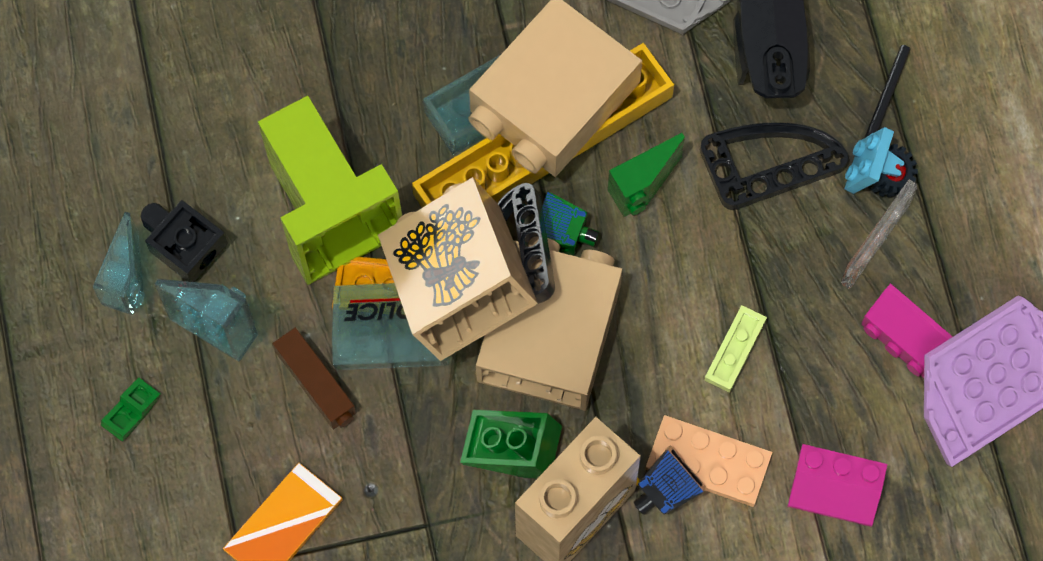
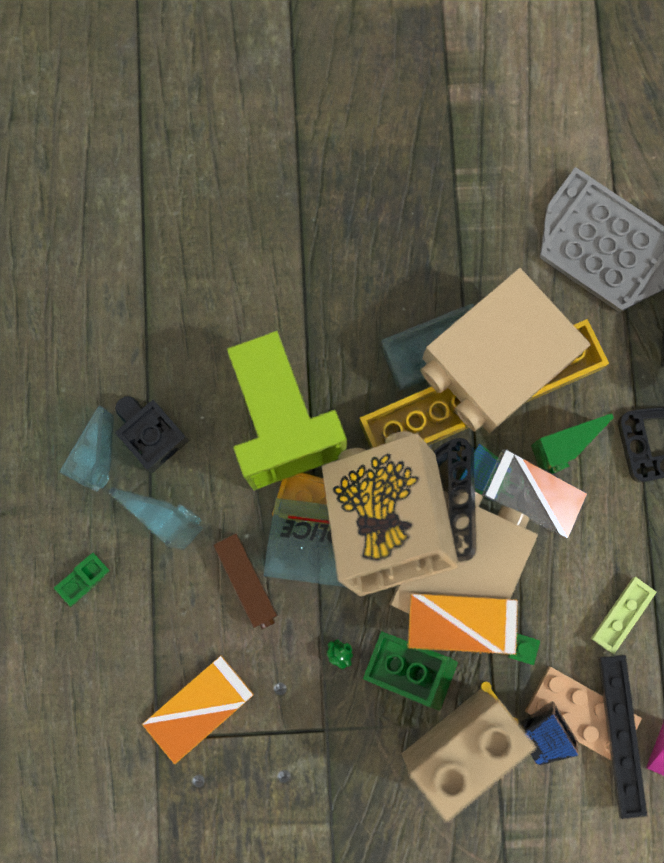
camera: 10 degrees right, 10 degrees up
(430, 438) = (339, 654): none -> green plant
(554, 370) = (462, 624): none -> tile
(626, 236) = (534, 493): none -> tile
(633, 402) = (525, 649): none -> green plate
(751, 470) = (622, 737): none -> black tile

